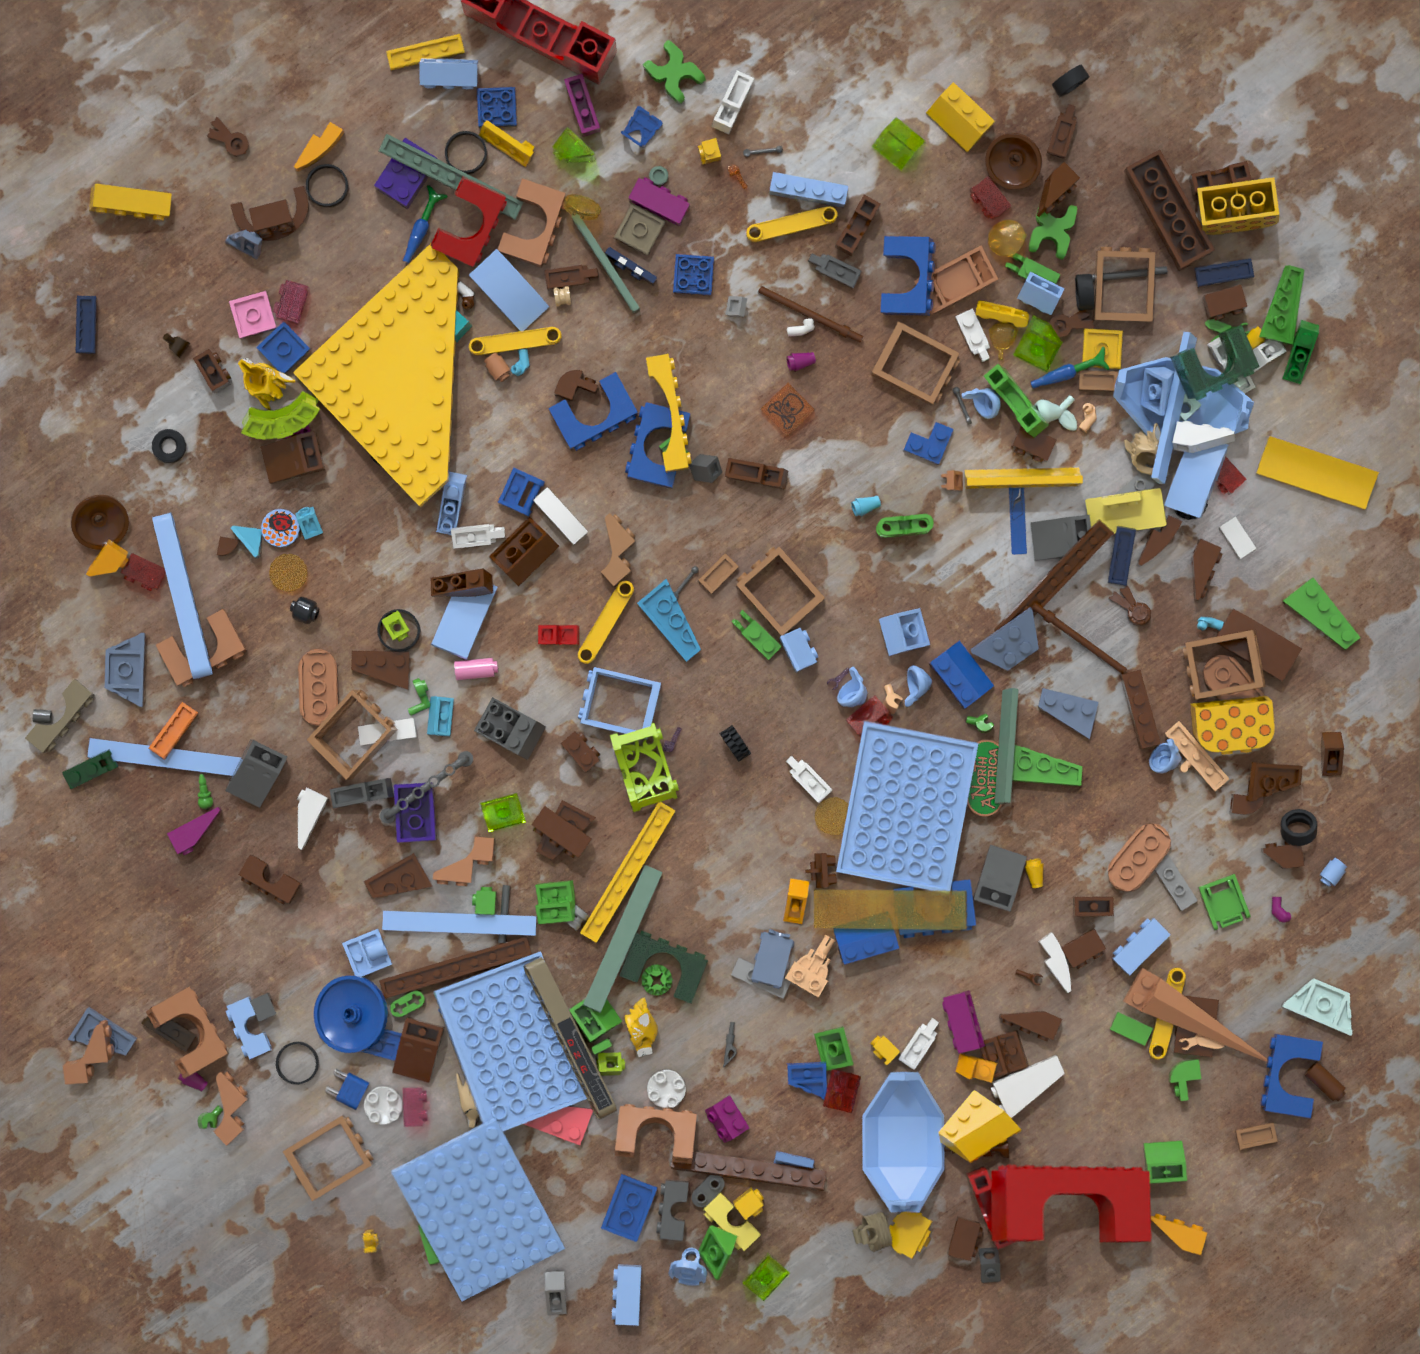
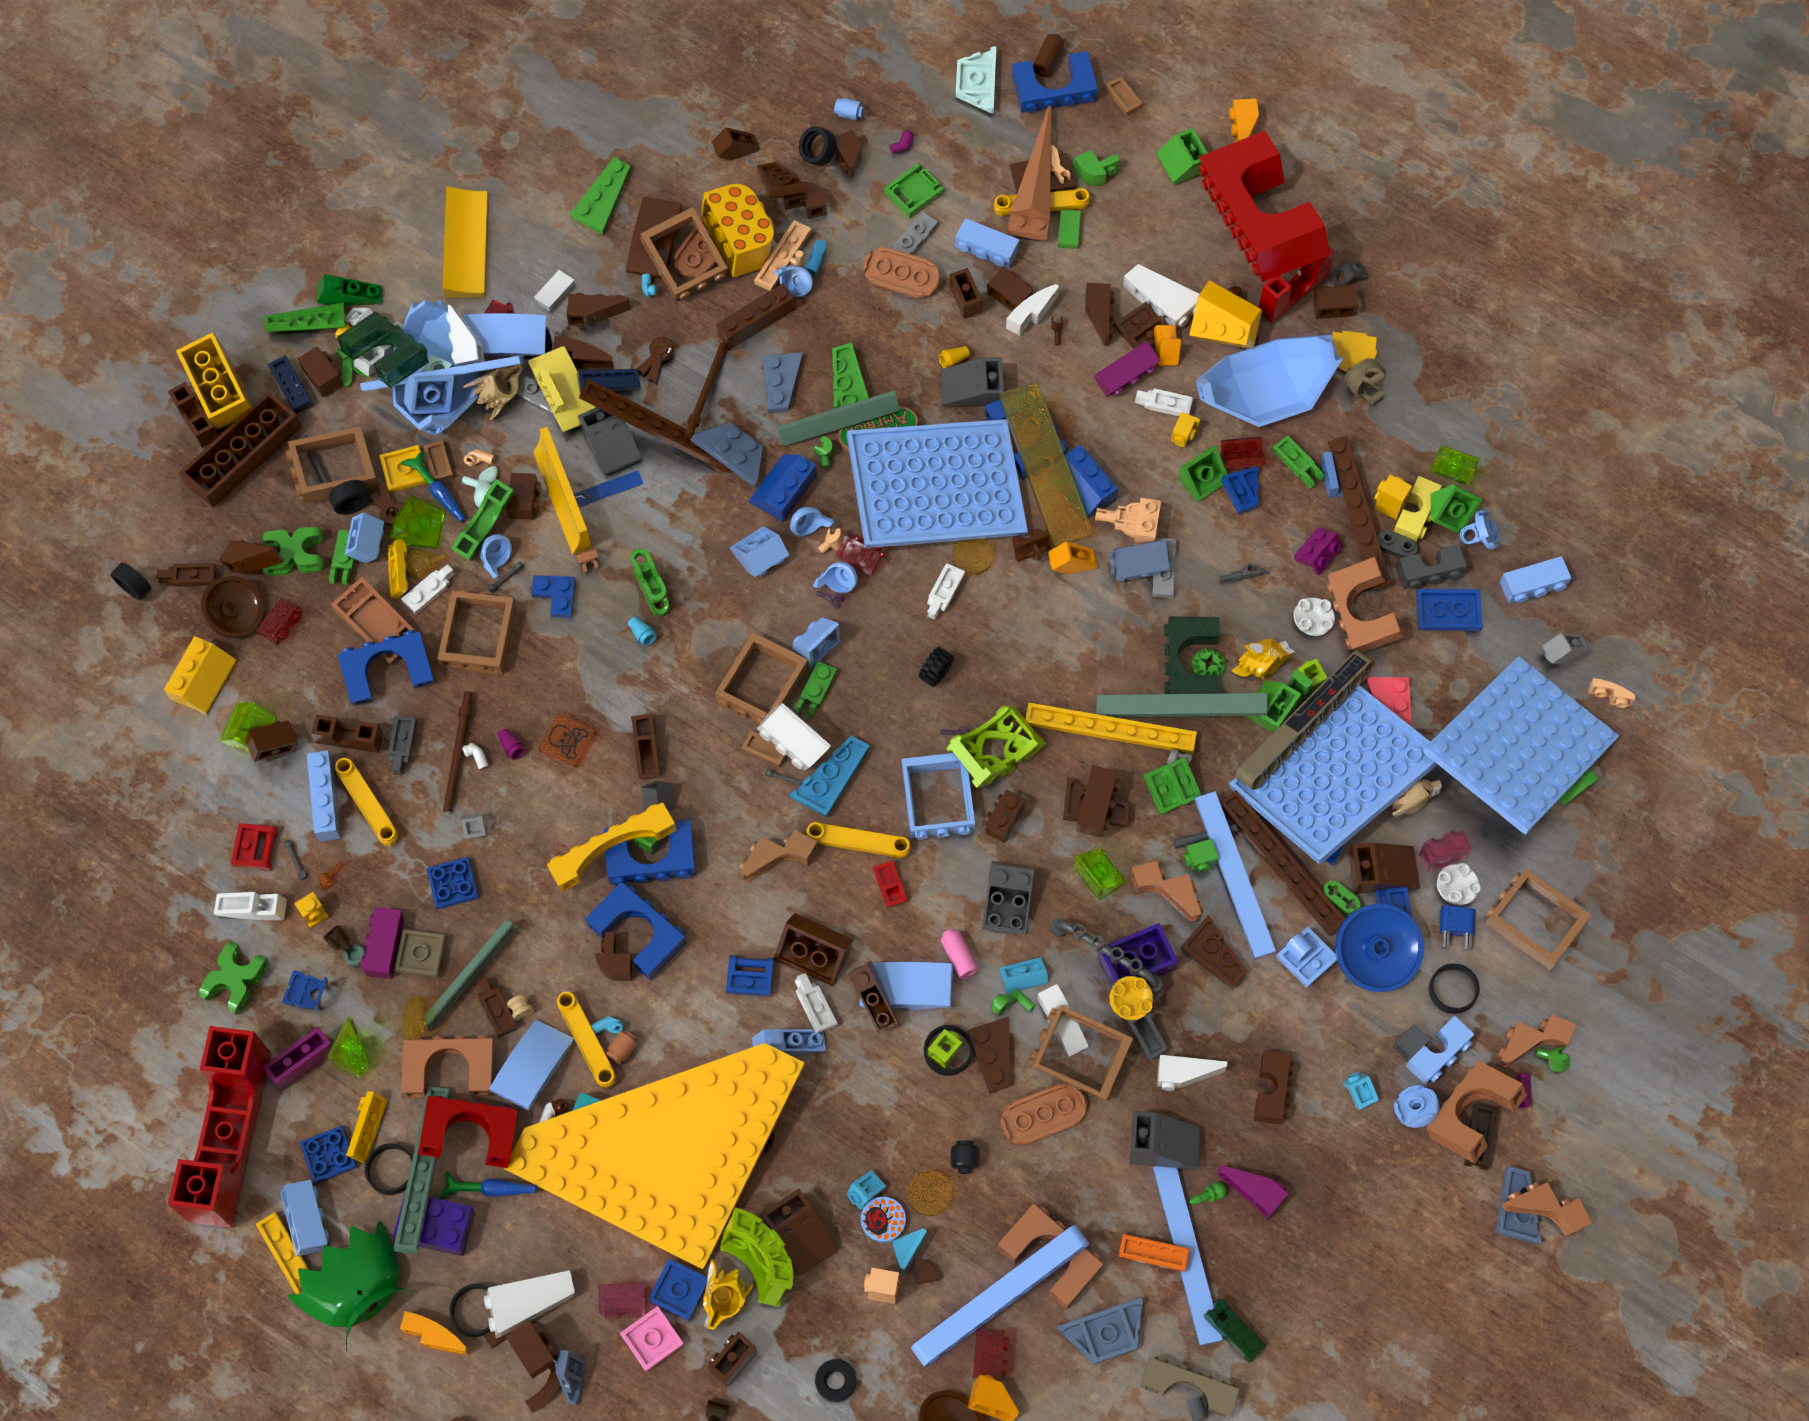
camera: 105 degrees left, 20 degrees down
(218, 983) = (1416, 1097): none -> light blue plate
(224, 506) = (882, 1285): none -> light nougat brick
(242, 949) = (1360, 1089): none -> medium azure bracket
(316, 225) = (526, 1300): none -> white slope
(370, 1241) = (1606, 838): yellow hinge -> none
(380, 791) = (1131, 998): none -> yellow dish
(388, 92) = (364, 1266): none -> green piece
(496, 1316) = (1617, 694): none -> light nougat slope
(560, 516) = (761, 923): white slope -> none
(637, 271) = (467, 938): dark blue plate -> none
(678, 166) = (338, 938): none -> dark brown piece
(712, 596) = (792, 737): none -> white slope
(788, 114) = (247, 845): none -> red plate
(820, 1136) = (1297, 461): none -> bright green hinge
(874, 159) = (271, 740): none -> reddish brown brick
(1006, 238) = (316, 590): clear yellow dish -> none
(1183, 785) = (816, 257): none -> dark azure bar

